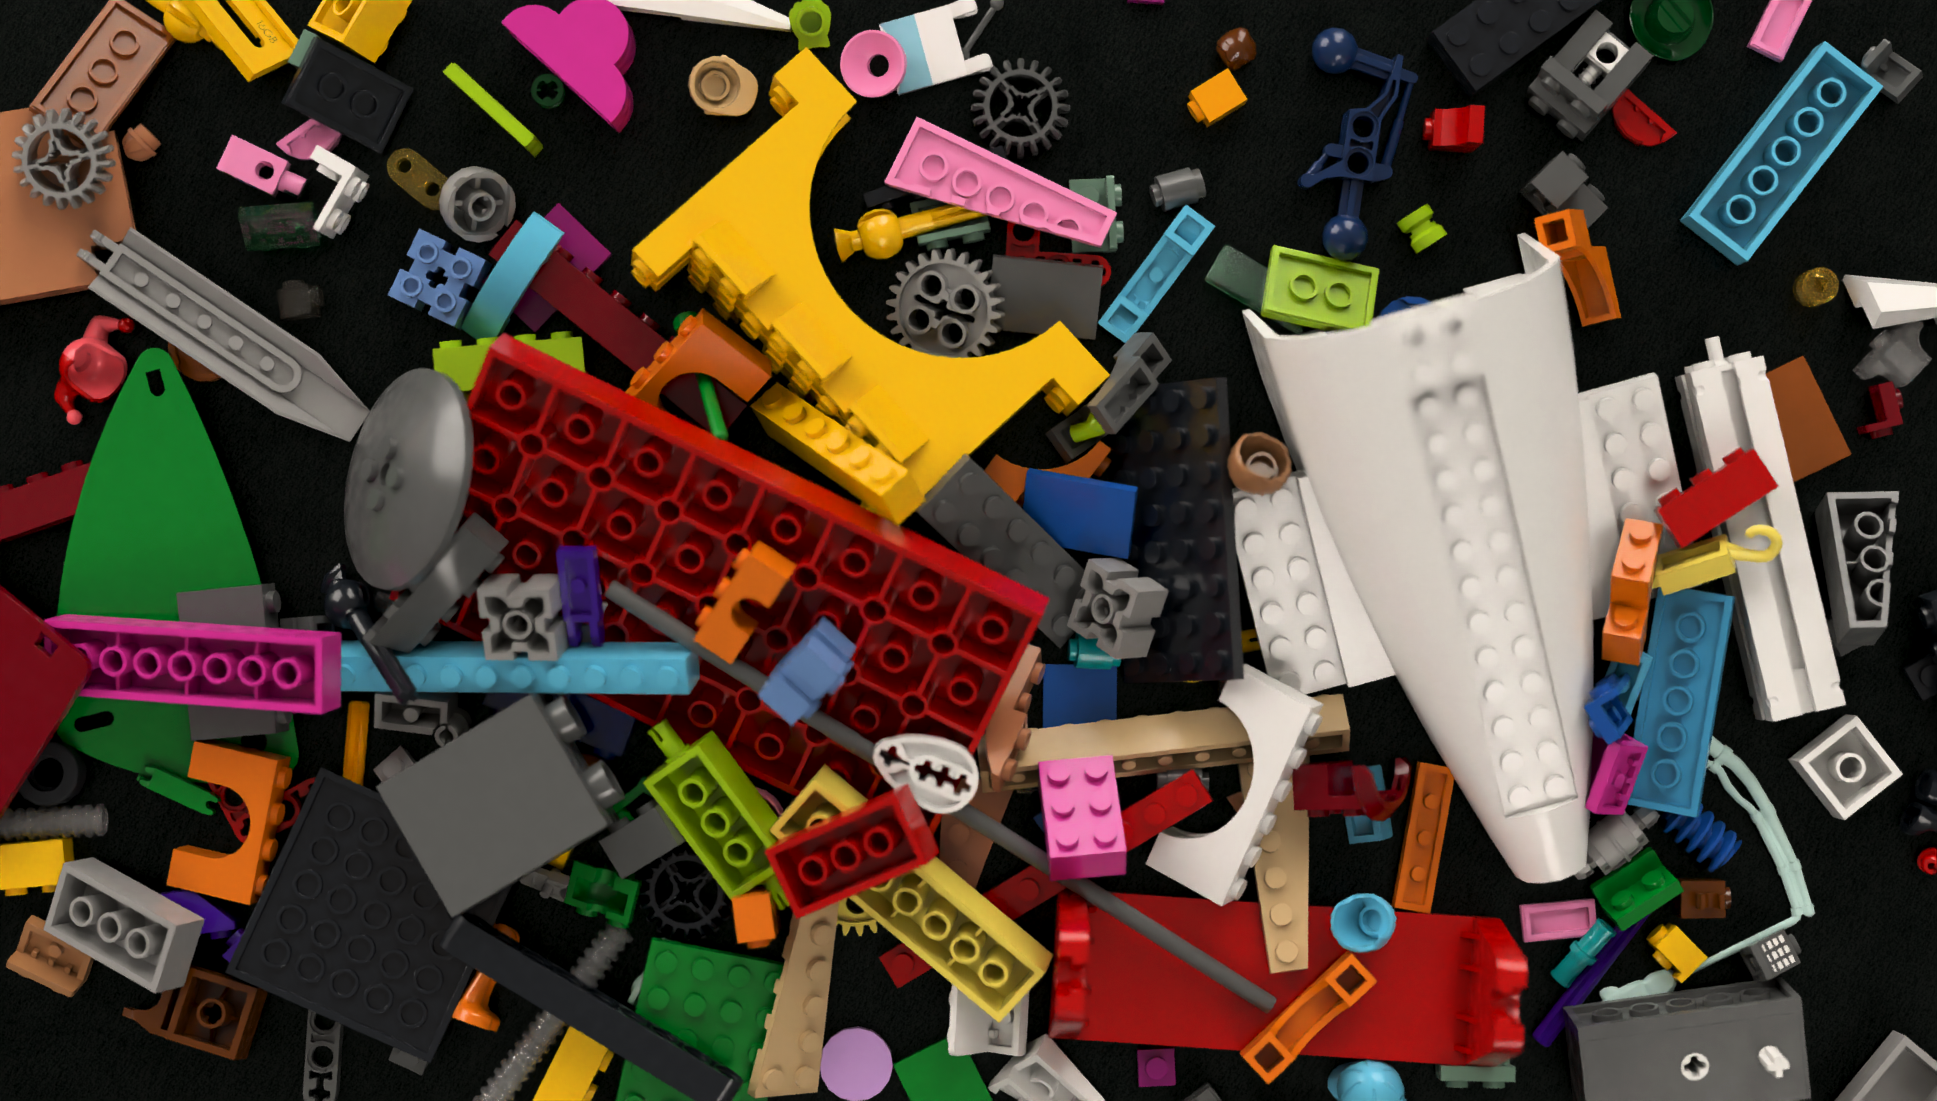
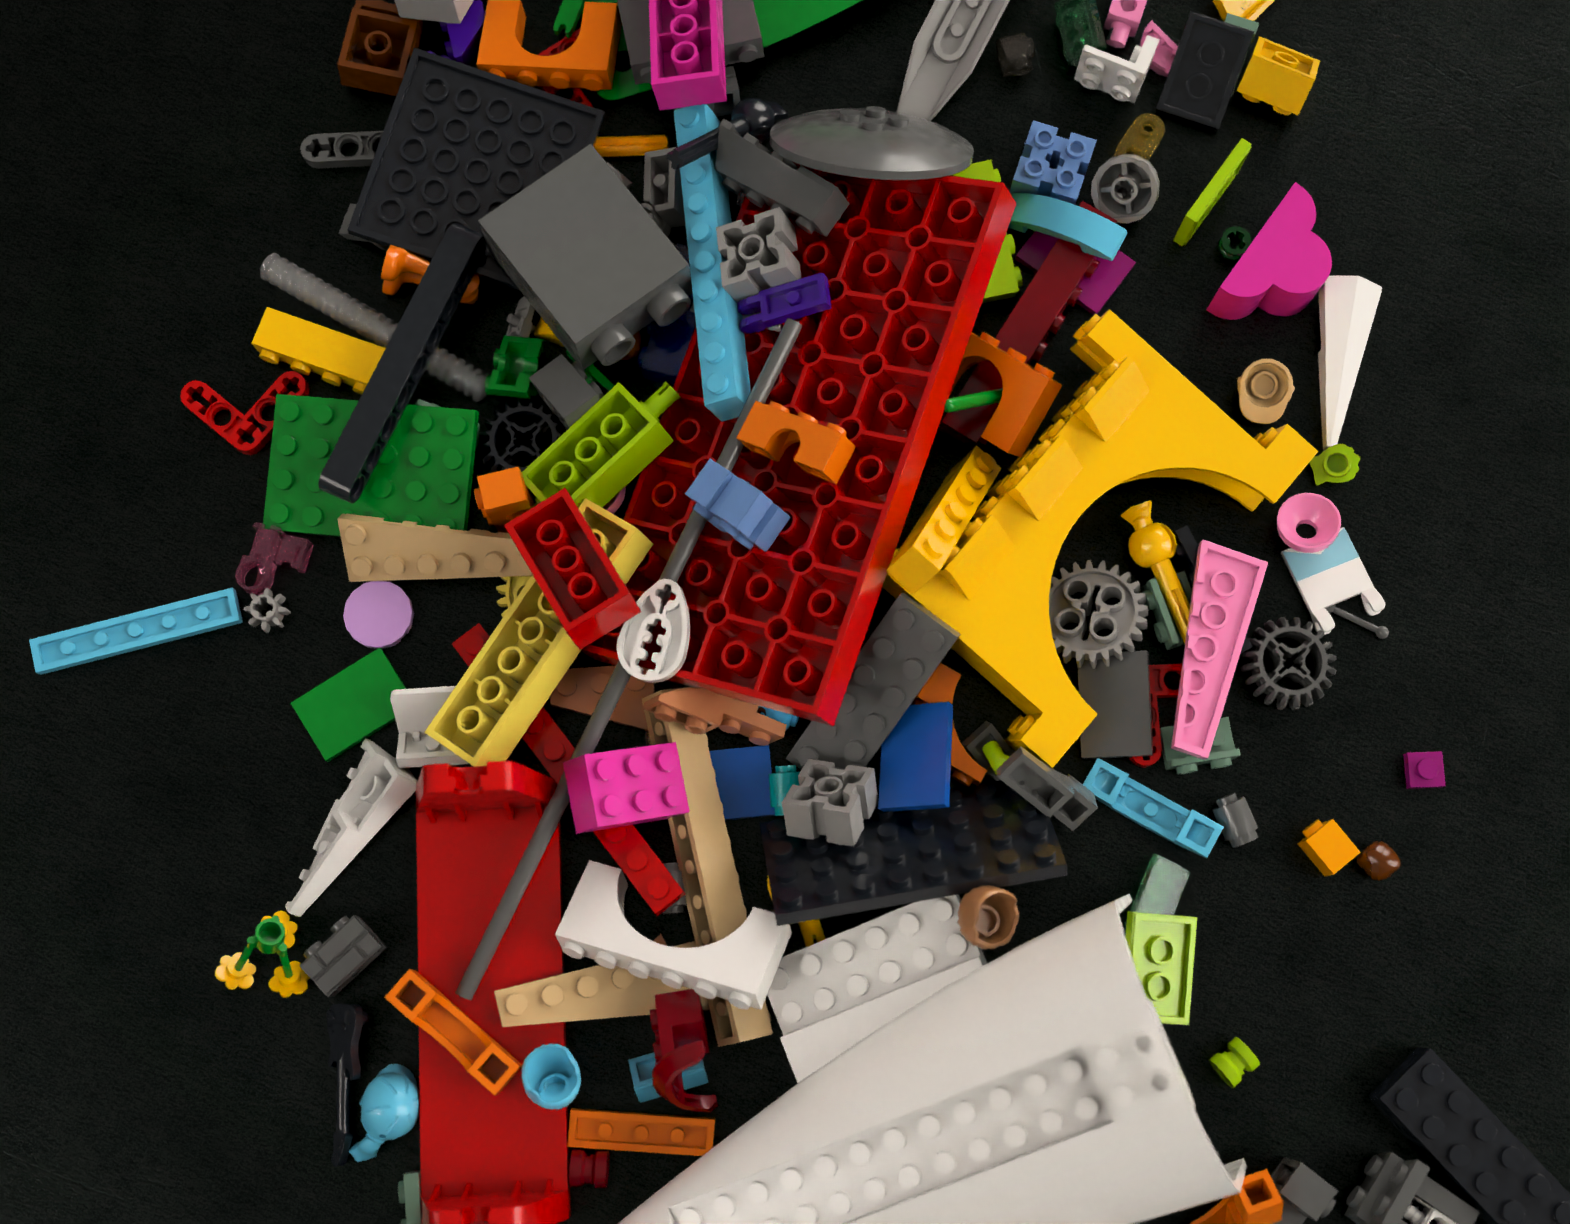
camera: 85 degrees right, 10 degrees down
(1156, 1066) = (397, 895): magenta plate -> none
(1335, 53) = (1390, 955): dark blue piece -> none
(1455, 129) = (1337, 1083): red arch -> none
(1455, 893) = (589, 1169): none -> dark red wheel

